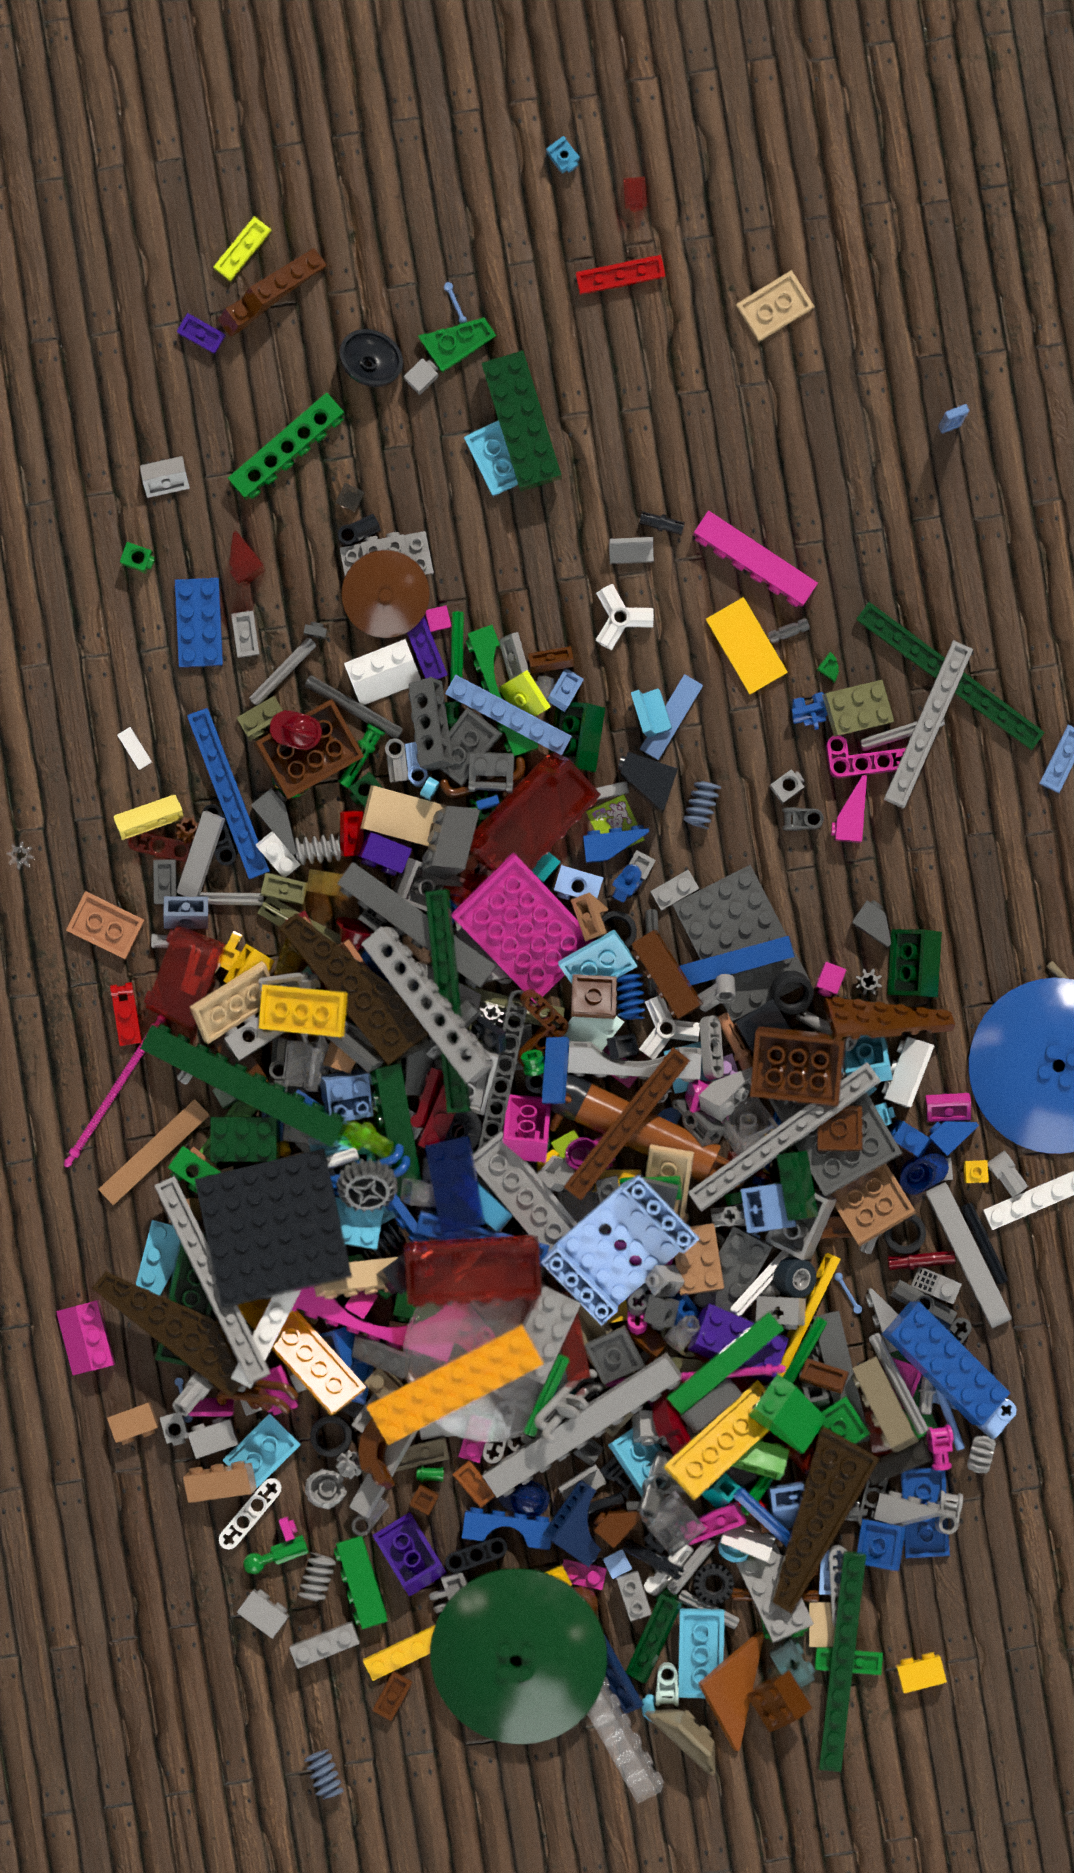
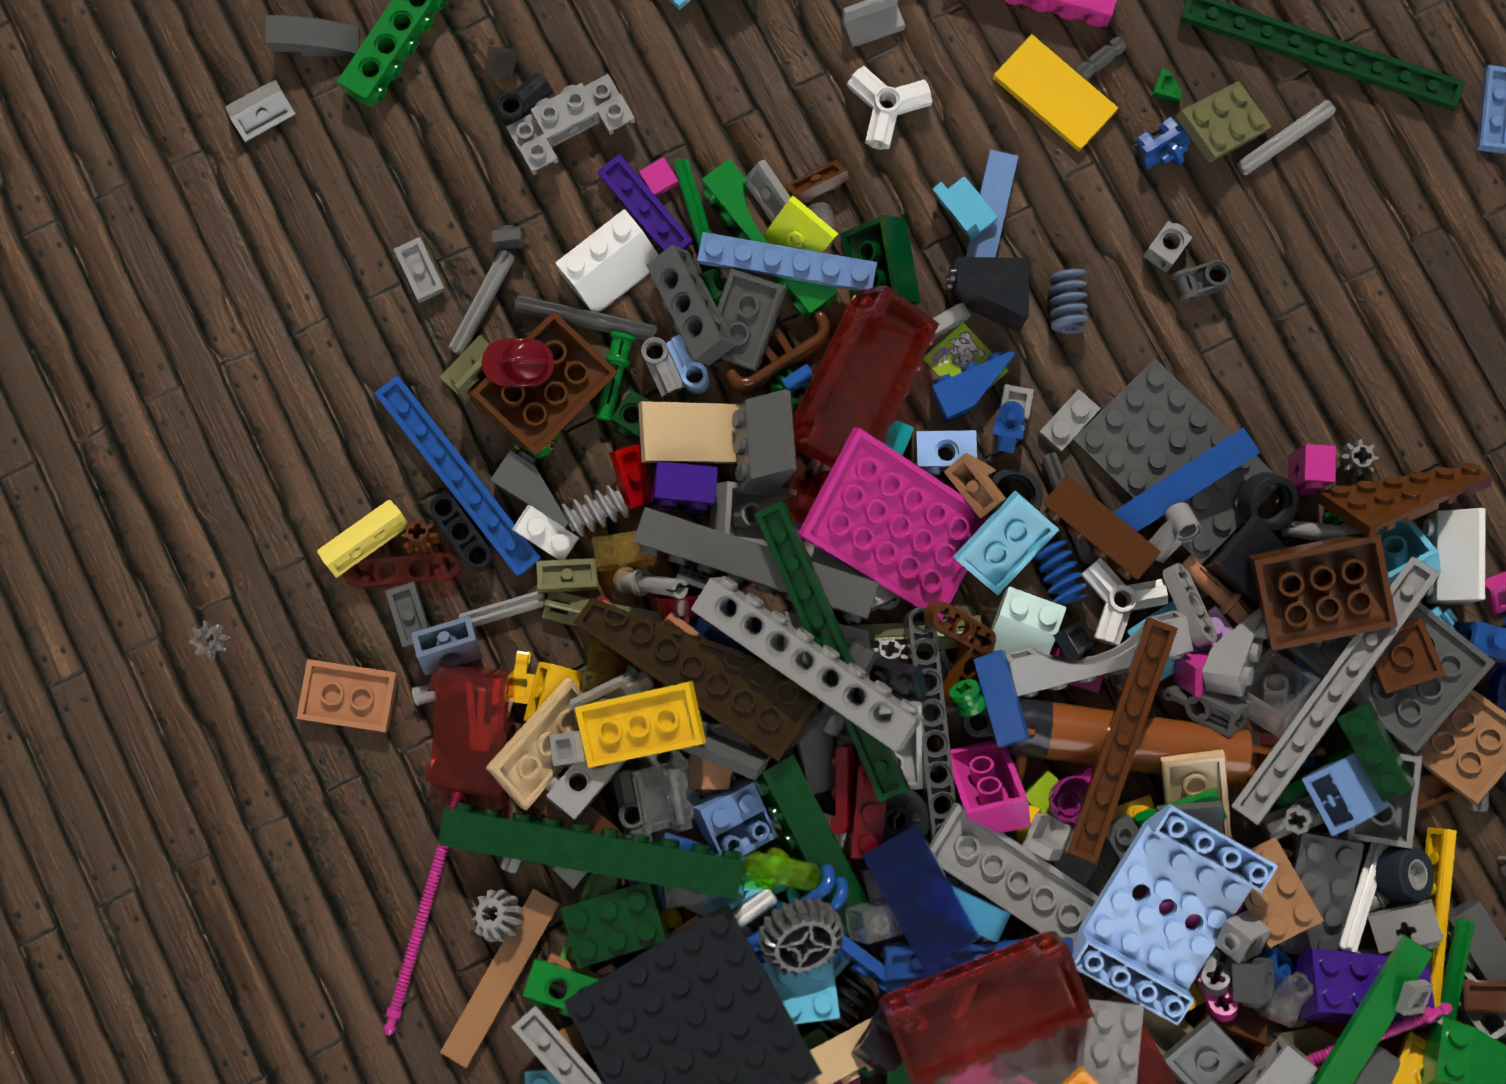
camera: 15 degrees left, 5 degrees down
(126, 1015) = (409, 805): red plate -> none
(128, 554) = (244, 208): green brick -> none
(134, 748) = (320, 457): white sticker -> none
(156, 1109) = (497, 904): none -> light grey gear
(199, 622) = (356, 274): blue plate -> none
(200, 855) = (444, 563): light grey tile -> none
(219, 434) = (311, 36): none -> dark grey slope
(243, 561) = (390, 176): clear red slope -> none
(248, 1010) = (567, 748): none -> light grey plate
(335, 911) = (642, 582): none -> light grey pin
(385, 593) = (581, 160): reddish brown dish -> none
(429, 788) = (715, 387): medium azure beam -> none
(491, 765) = (785, 330): dark grey plate -> none
(565, 689) = (847, 212): medium blue plate -> none
(593, 996) = (1017, 586): tile -> none
(671, 1115) = (1164, 709): blue tile -> none
(760, 1353) = (1414, 997): none -> light grey tile
(849, 760) = (1260, 181): dark pink beam -> none
(851, 817) = (1262, 260): dark pink slope -> none
(856, 1308) = (1493, 889): medium blue hinge -> none
(873, 922) = (1338, 382): dark grey slope -> none
(914, 962) = (1407, 416): dark green slope -> none
(928, 724) = (1320, 113): light grey tile -> none

